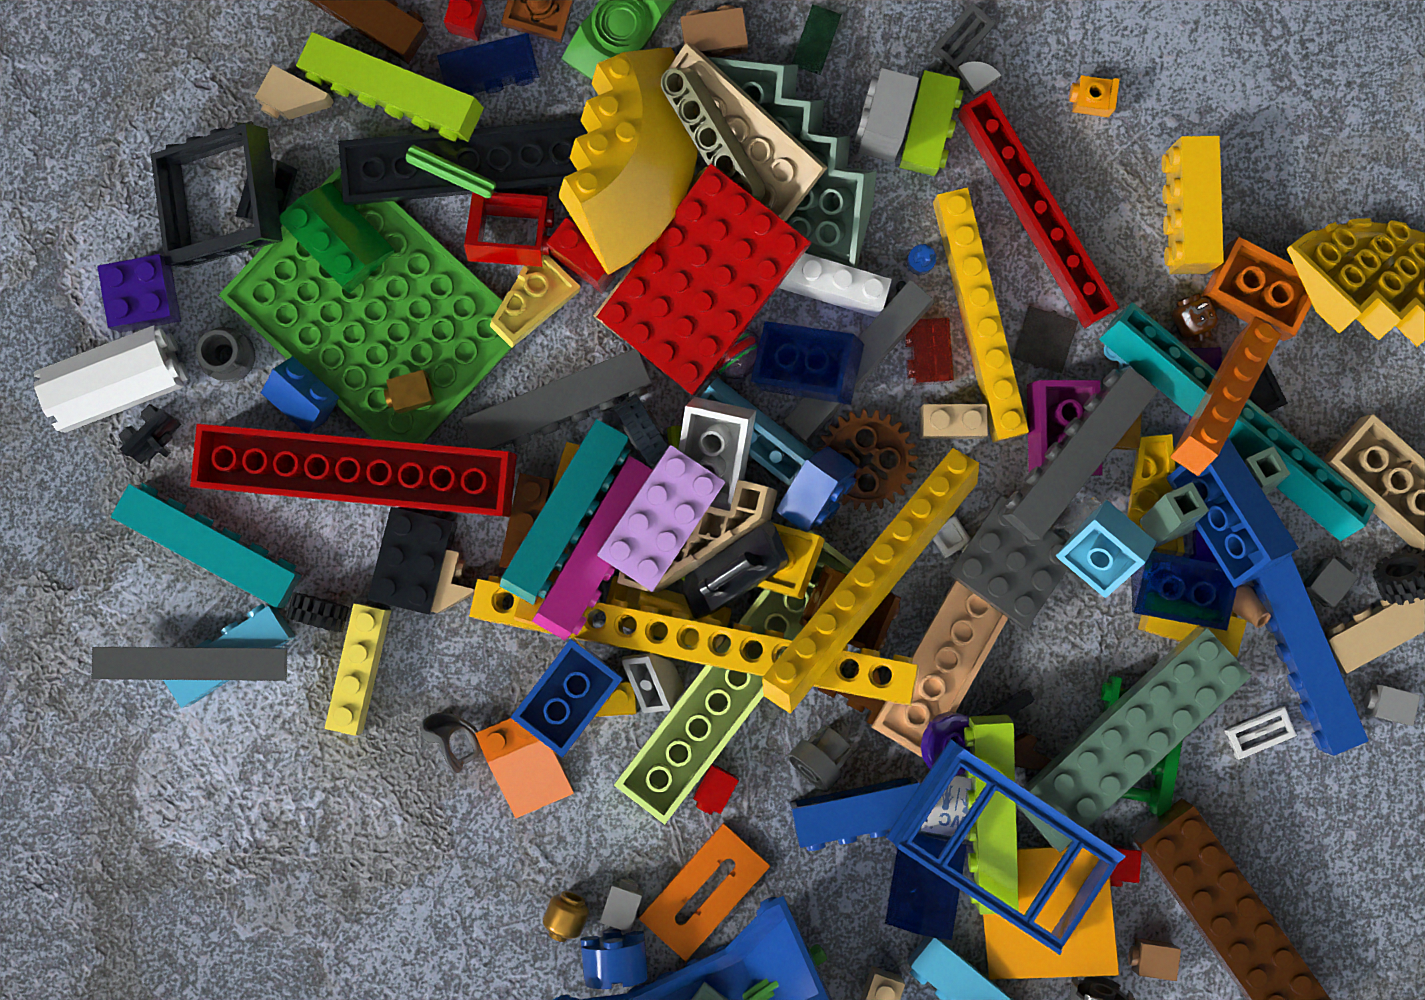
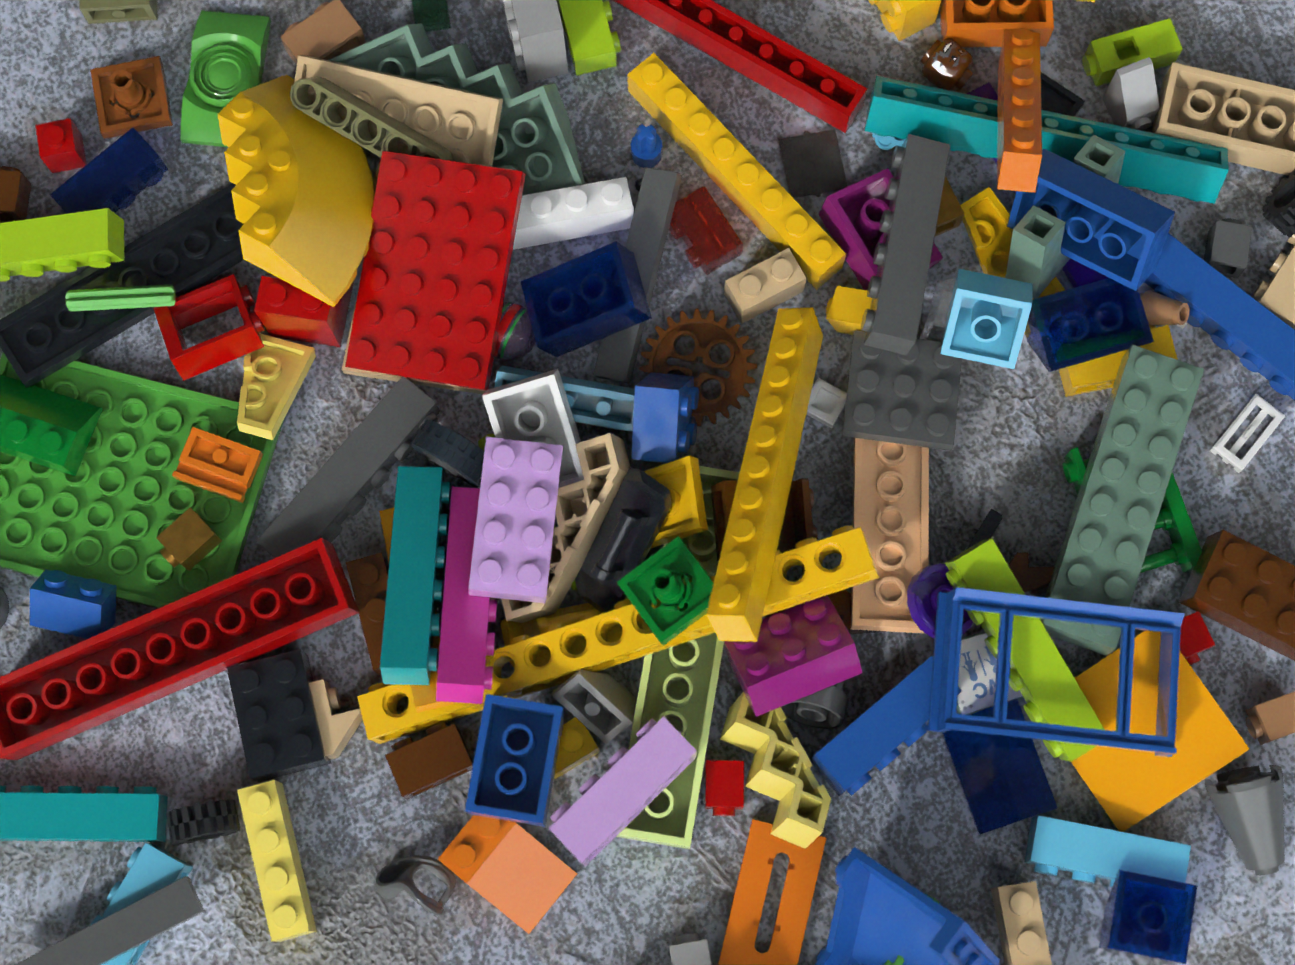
camera: 25 degrees left, 10 degrees down
(460, 344) = (218, 464): none -> orange plate
(507, 653) = (429, 760): none -> reddish brown brick
(633, 764) = (623, 791): none -> lavender brick
(732, 622) = (662, 579): none -> green plate
(762, 799) = (779, 771): none -> light yellow brick
(821, 729) = (794, 655): none -> magenta brick
(1007, 475) = (847, 309): none -> yellow brick
(1326, 424) = (1133, 96): none -> light grey slope
(1347, 384) = (1124, 48): none -> lime brick

